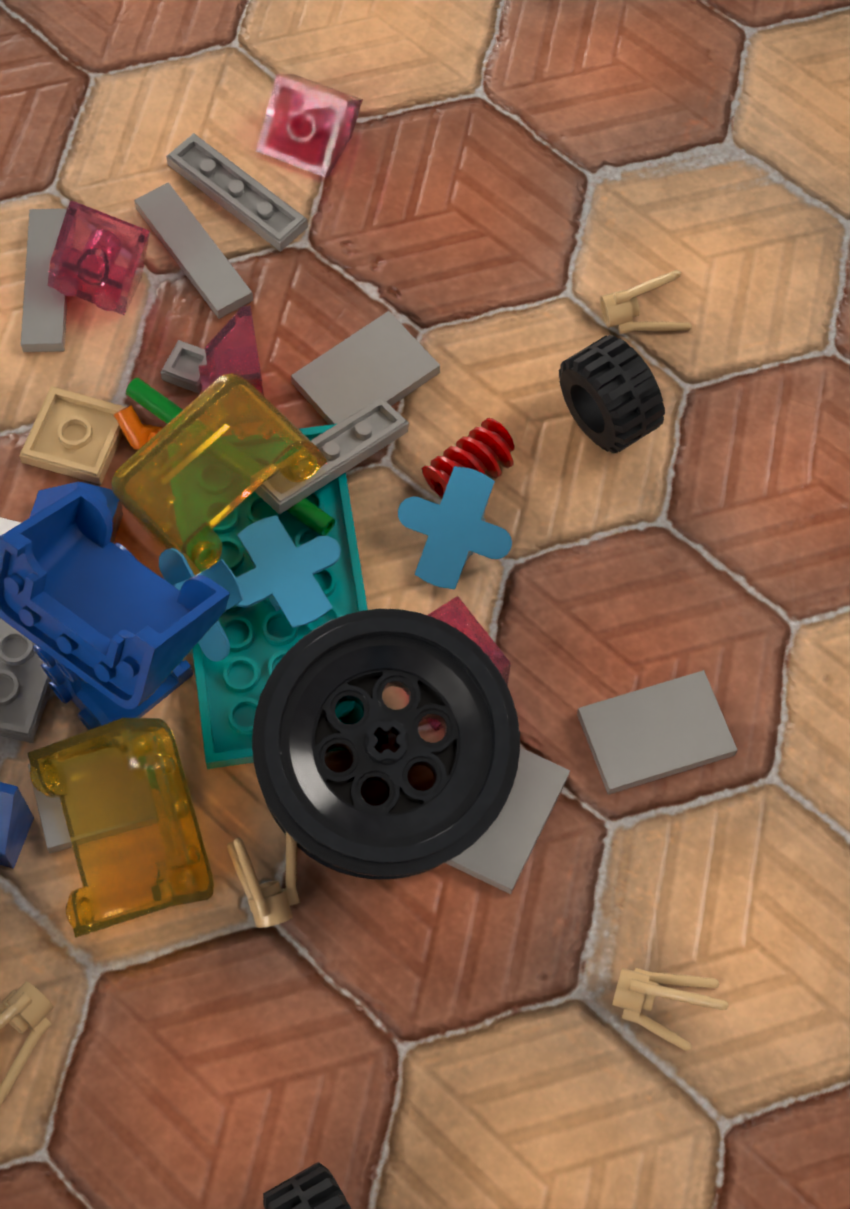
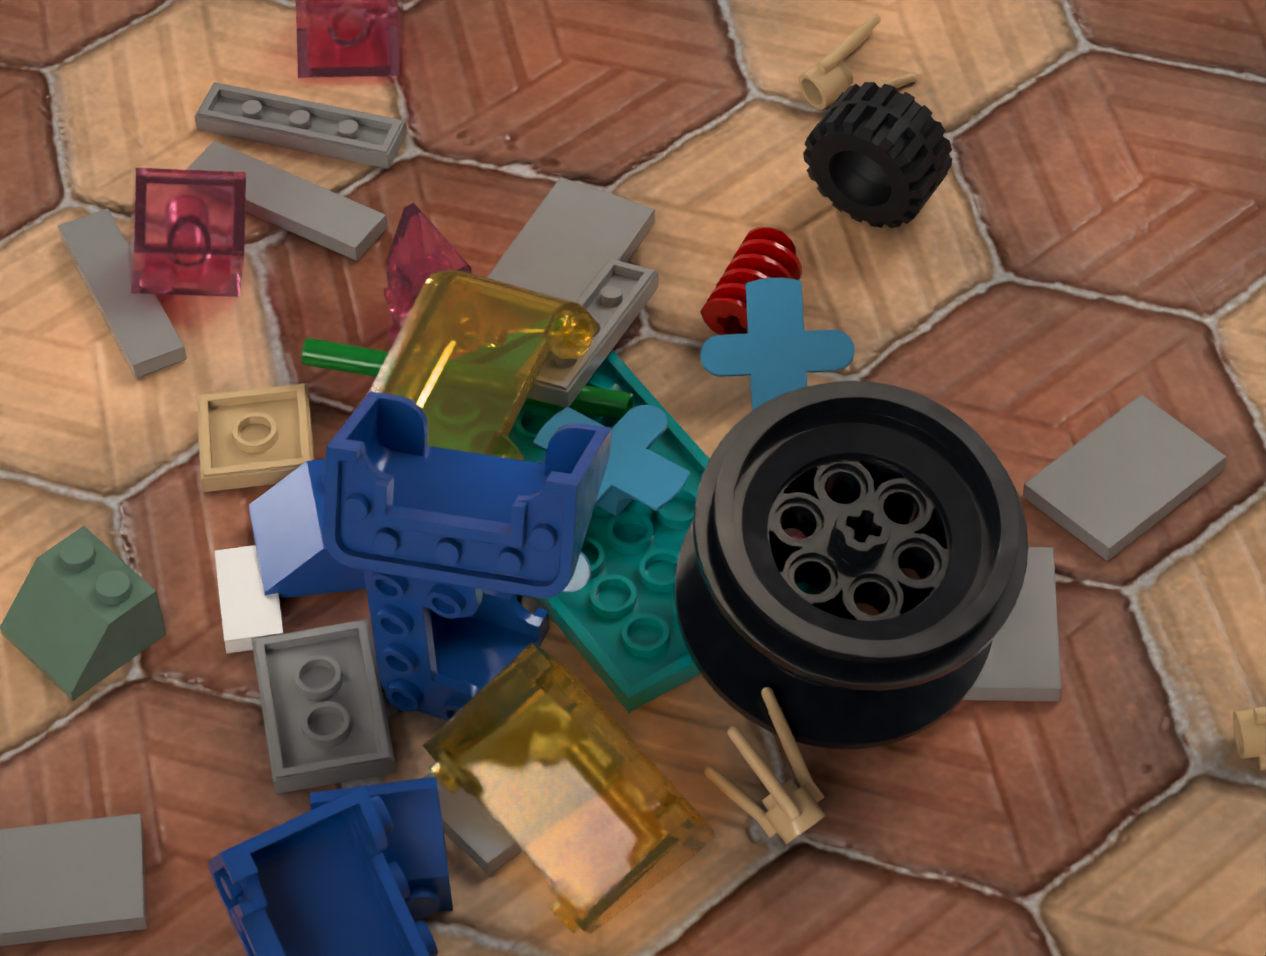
camera: 20 degrees left, 15 degrees down
(134, 430) = (332, 404): orange arm -> none
(183, 366) = (352, 318): light grey tile -> none

